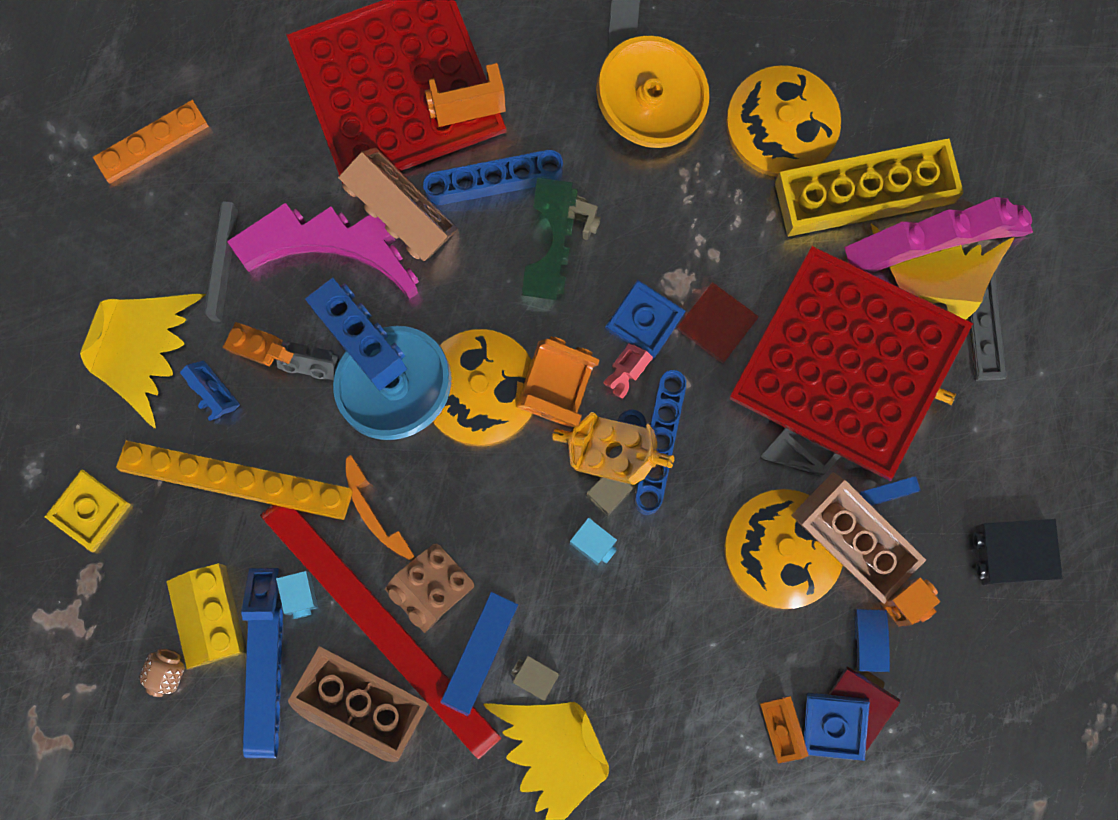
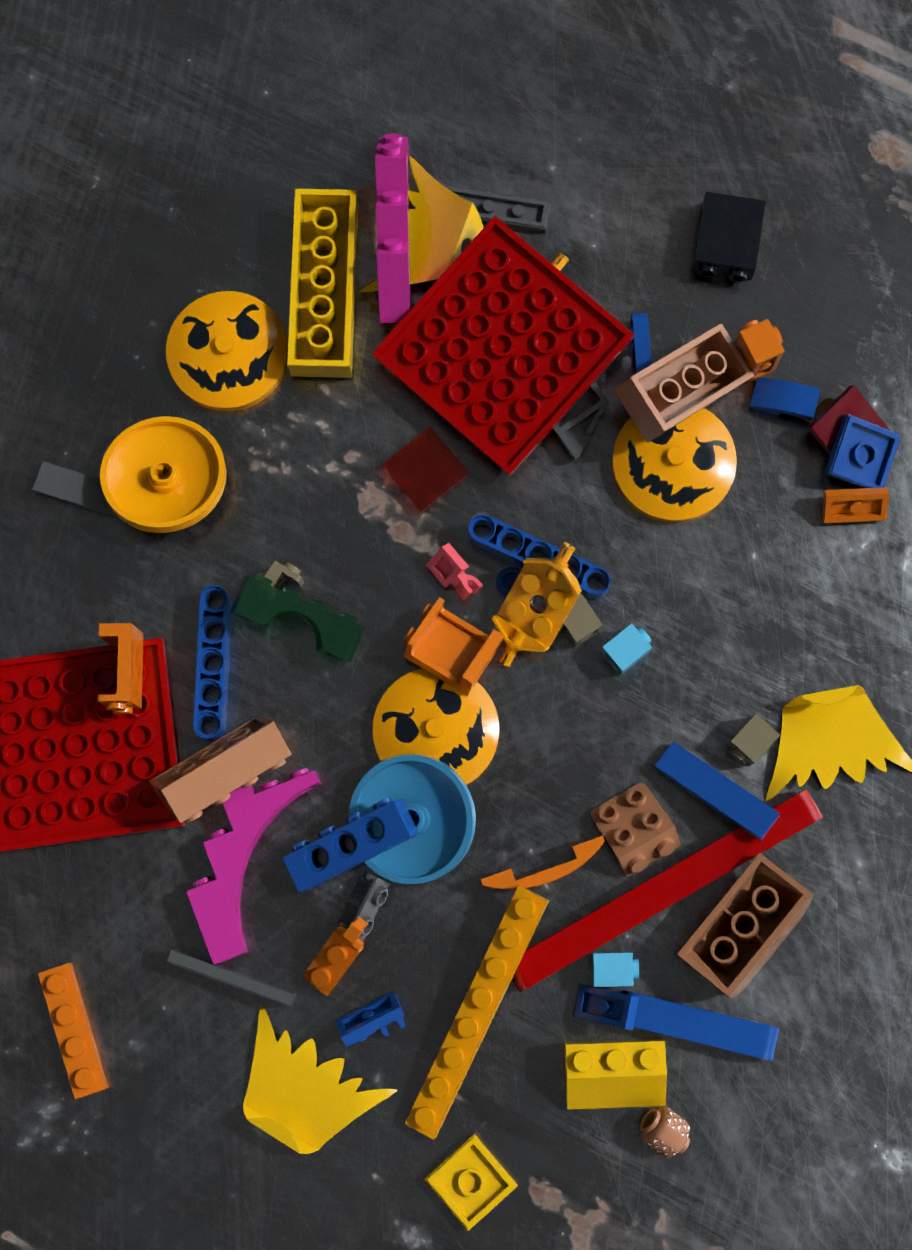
camera: 70 degrees left, 0 degrees up
(645, 319) = (403, 542): blue tile -> none

